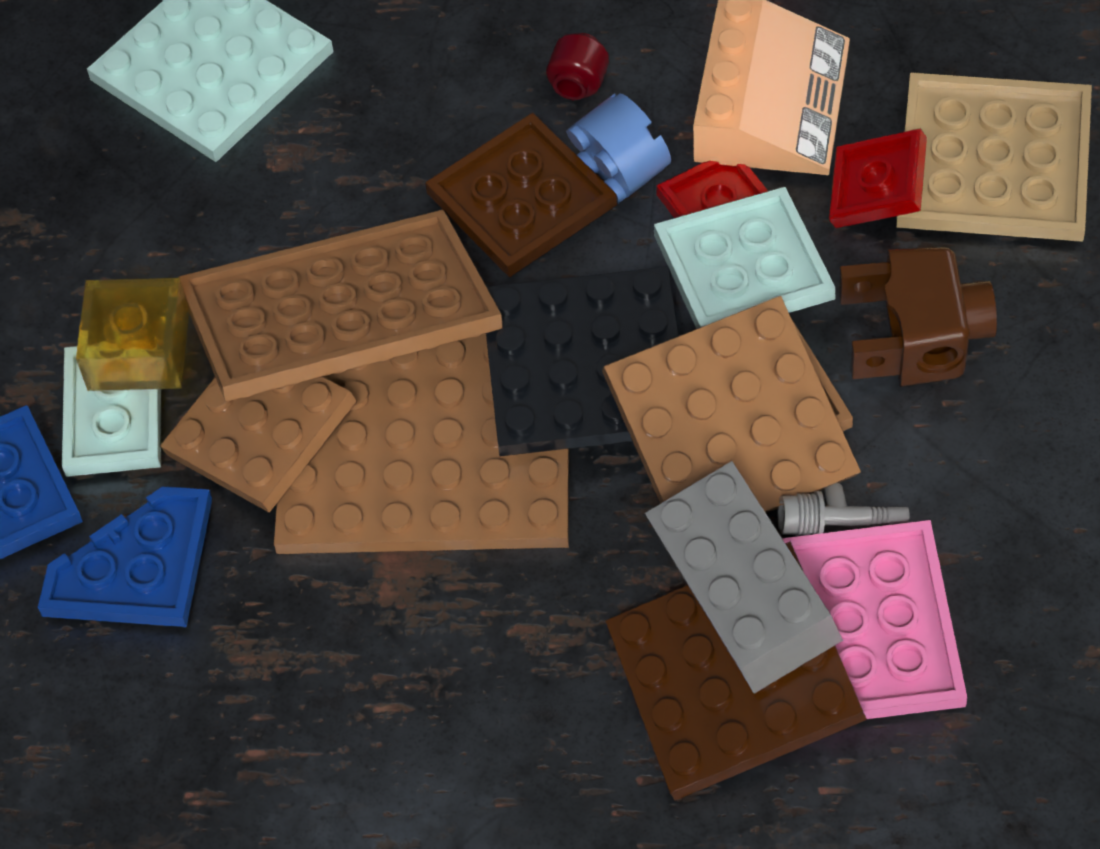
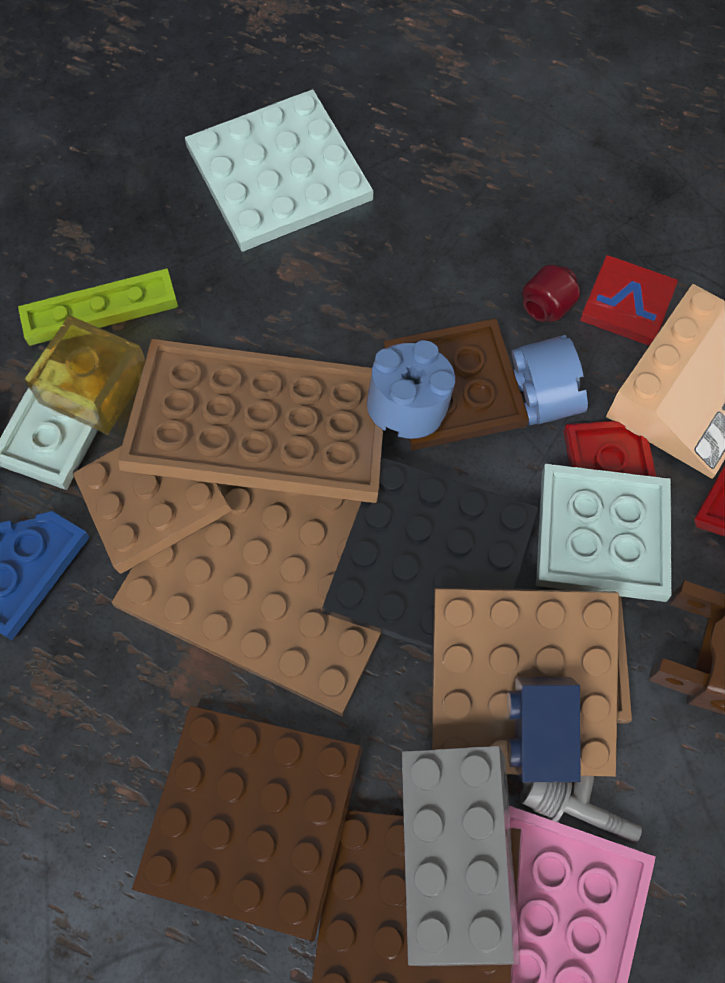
camera: 20 degrees right, 10 degrees up
(114, 258) = (99, 305): none -> lime plate
(482, 208) = (410, 389): none -> medium blue brick
(525, 665) = (250, 822): none -> reddish brown plate
(662, 41) = (629, 300): none -> red tile
(770, 442) = (545, 729): none -> dark blue brick

